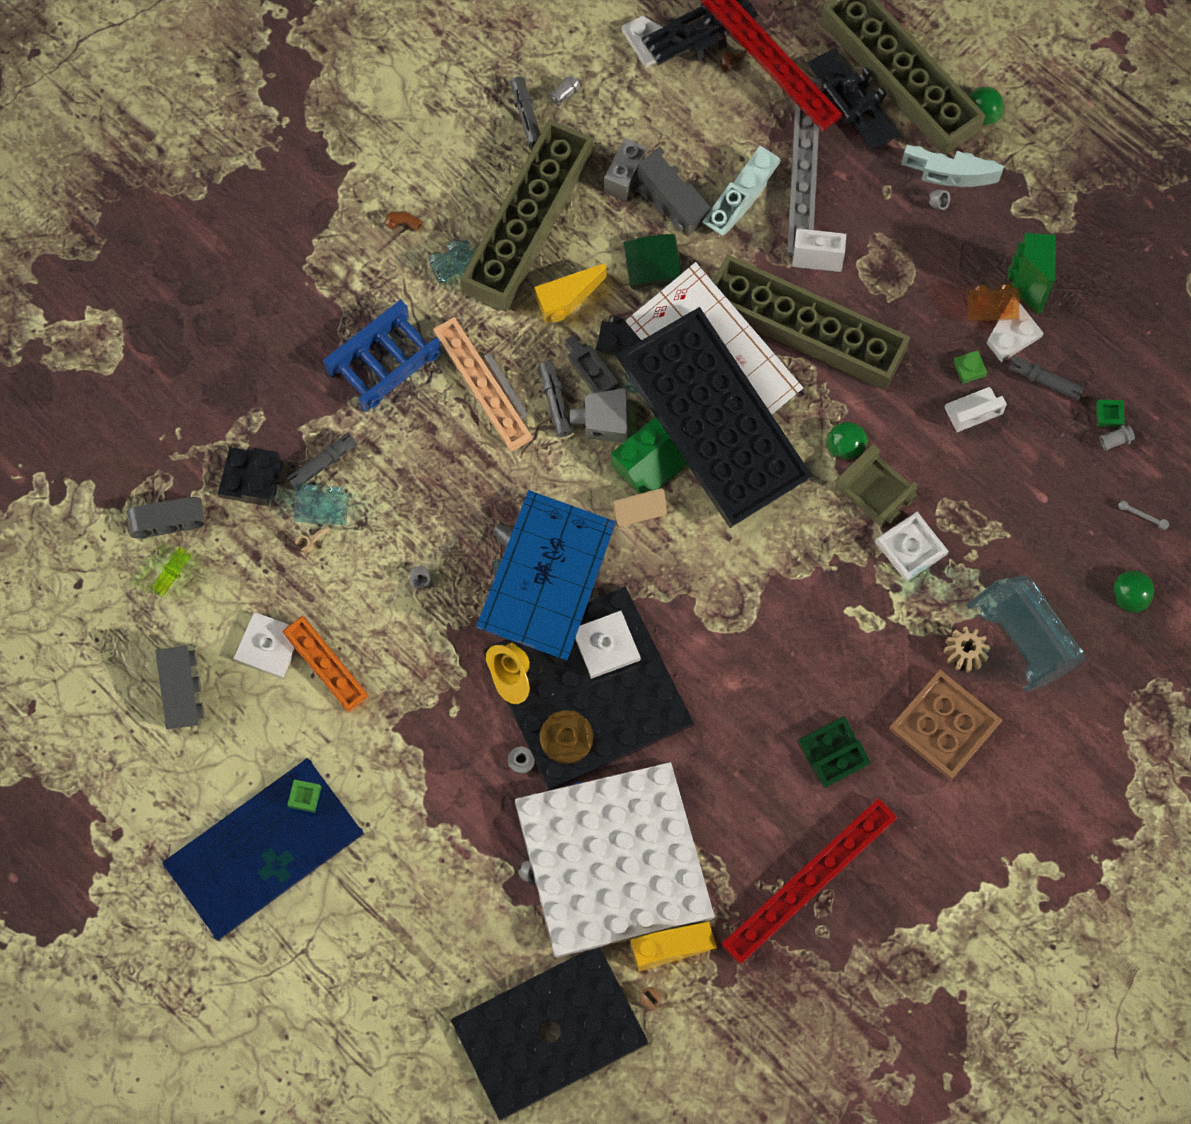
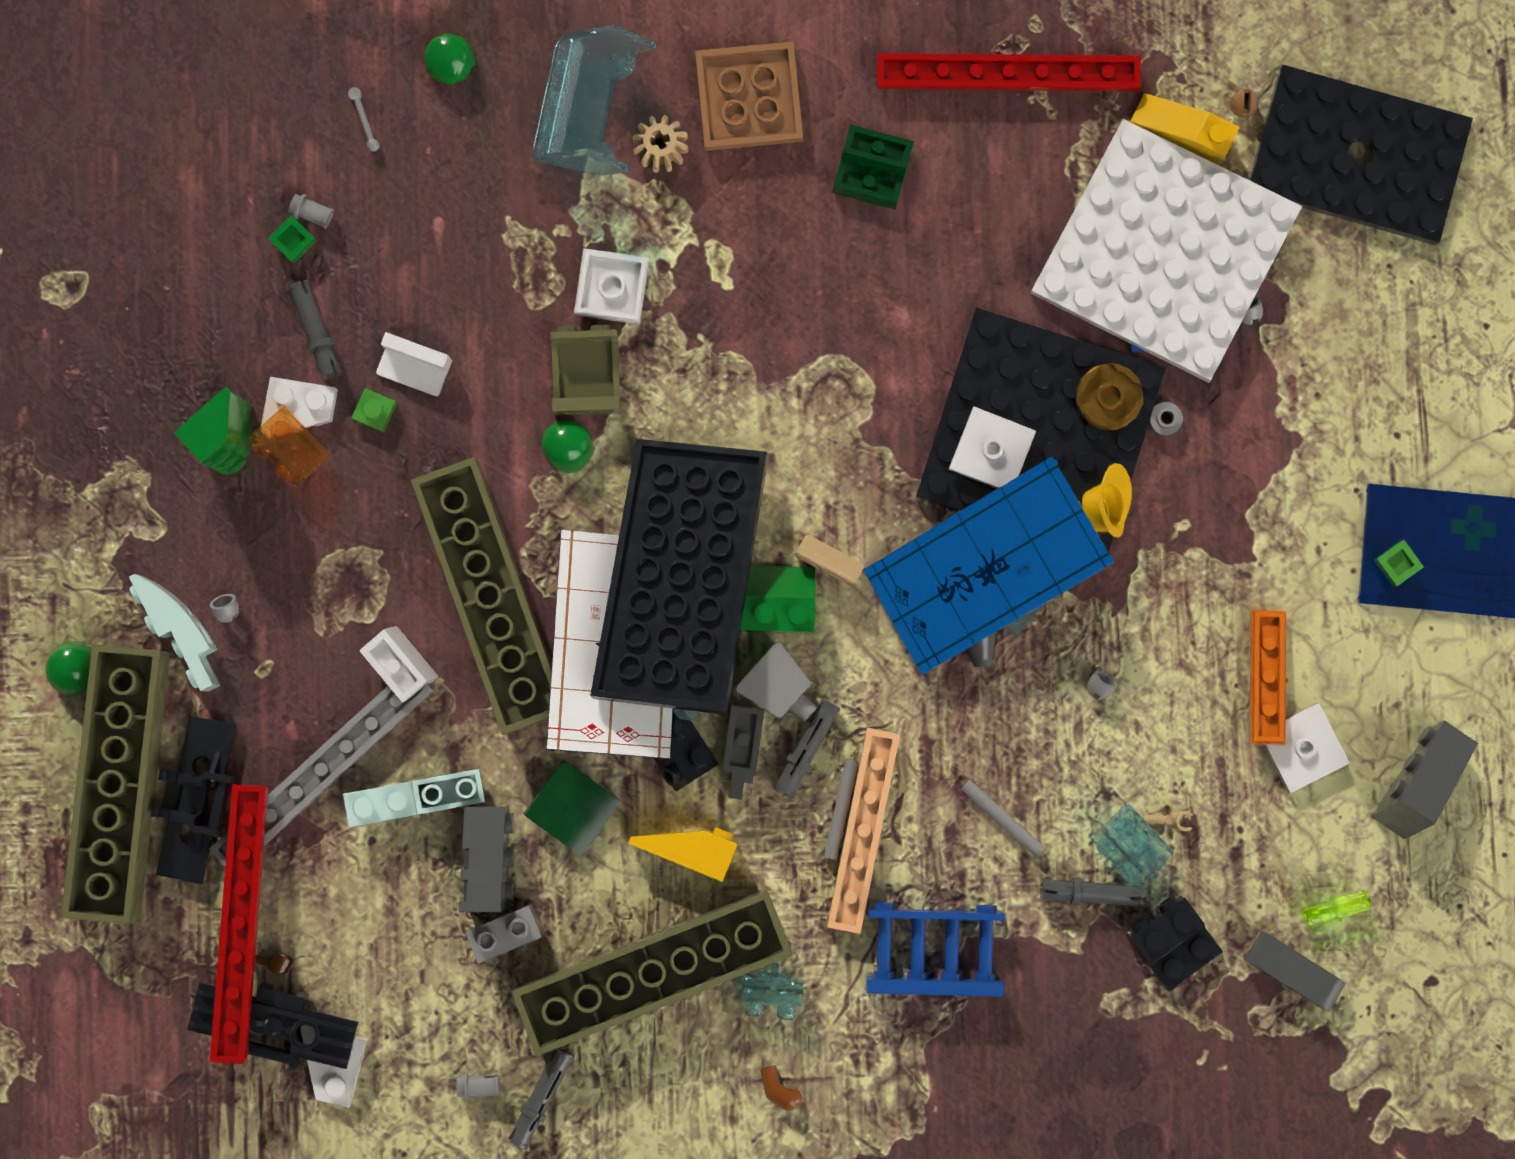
camera: 140 degrees left, 15 degrees up
(424, 458) = (1002, 818): none -> light grey bar

